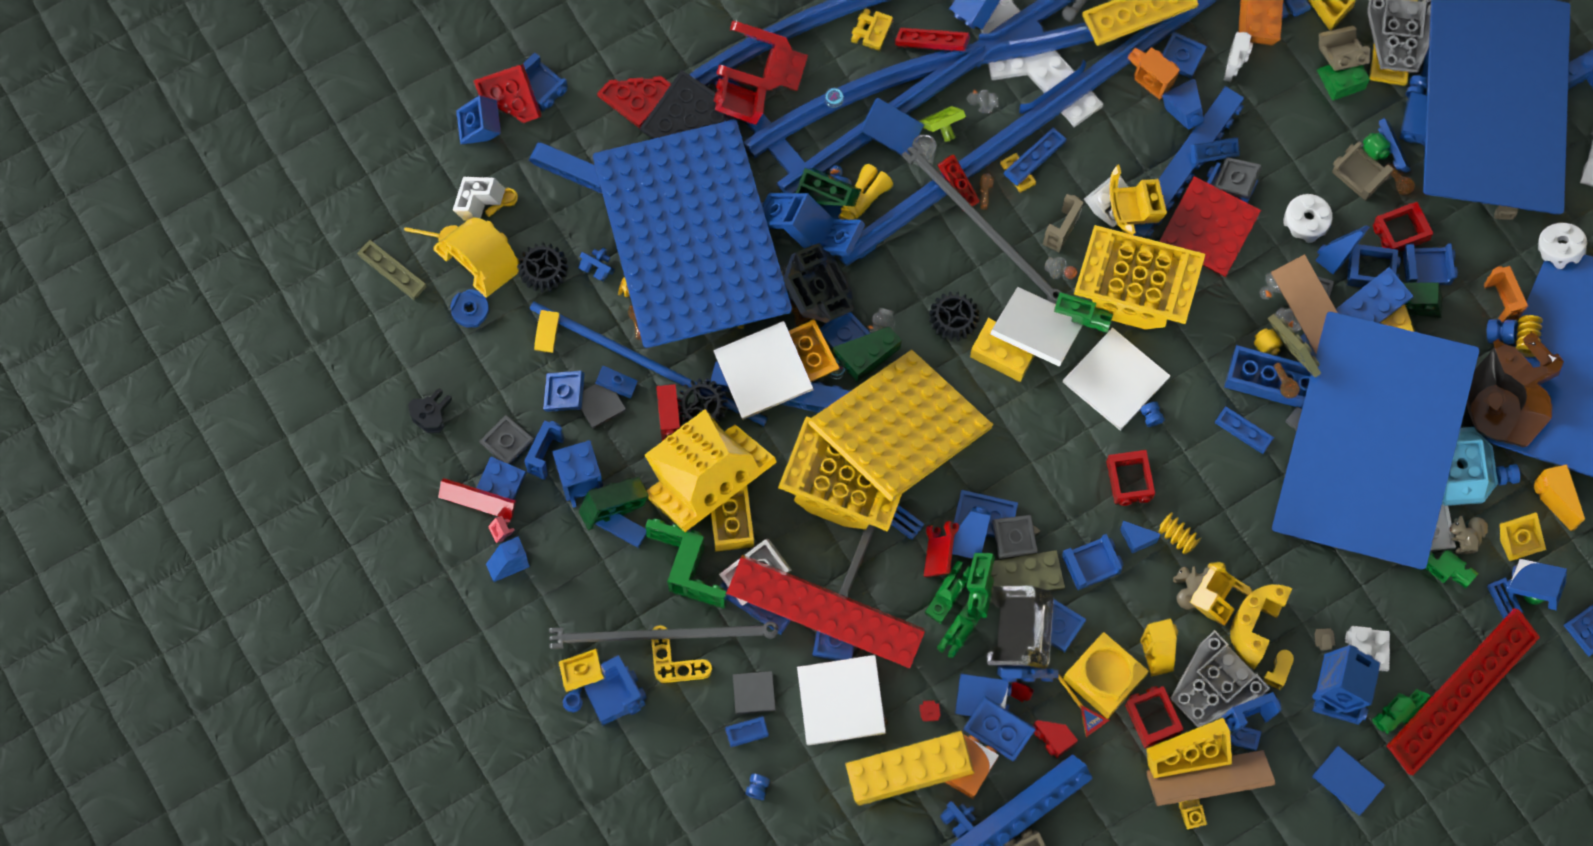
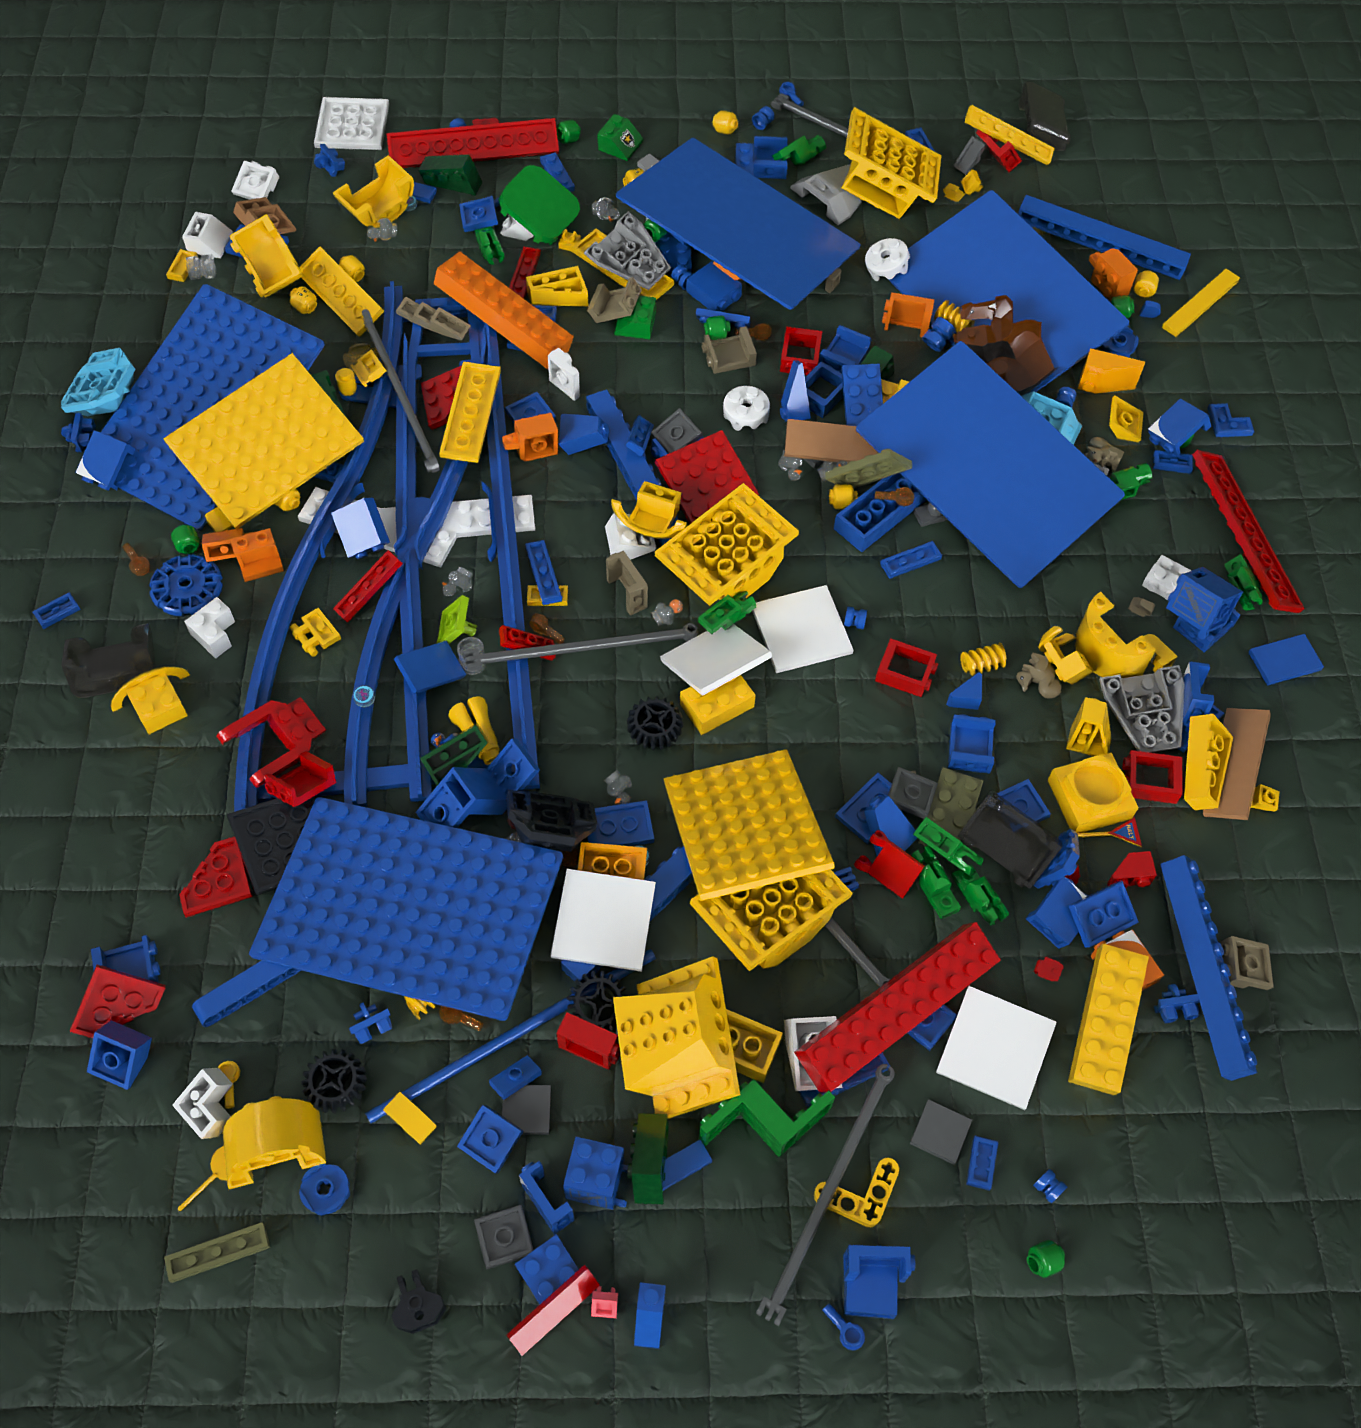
camera: 60 degrees left, 10 degrees down
(581, 670) = (824, 1303): yellow plate -> none
(702, 807) = (1046, 1258): none -> green head
(867, 352) = (646, 816): dark green wedge -> none

